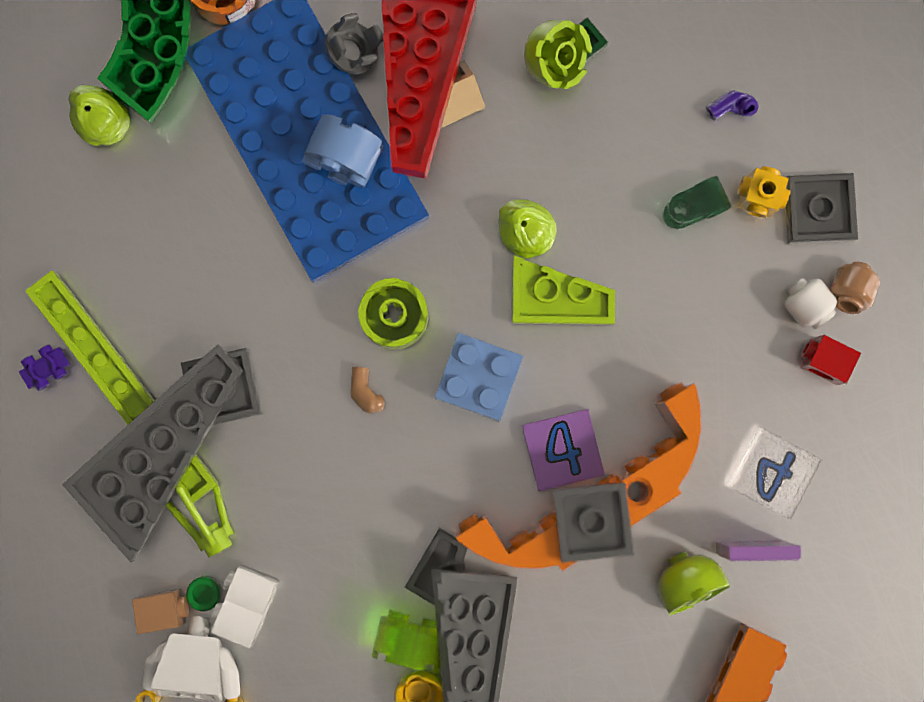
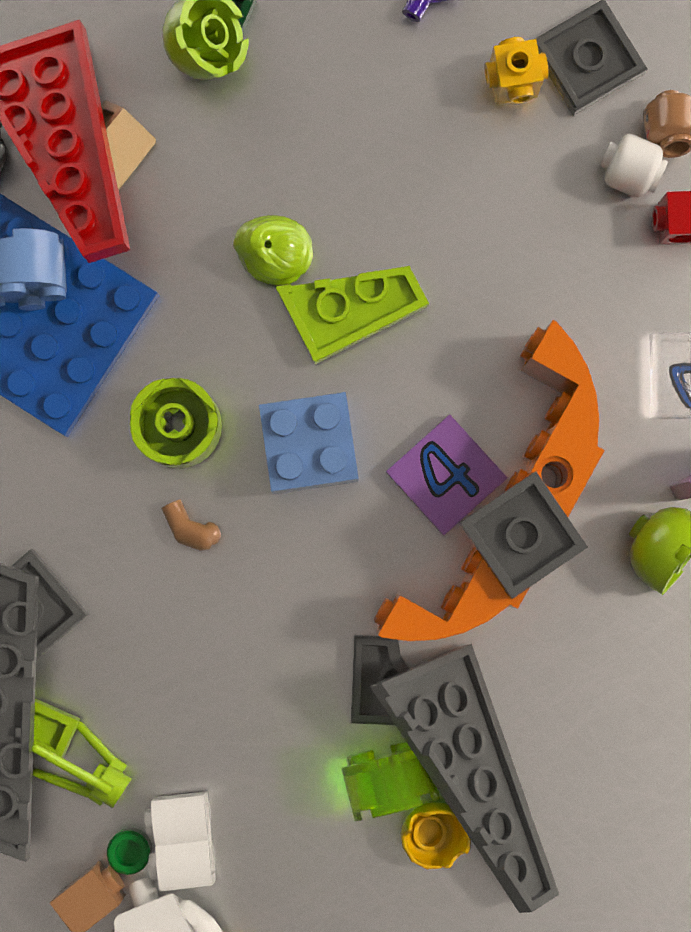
camera: 25 degrees left, 0 degrees up
(701, 203) = (452, 119): clear green piece -> none

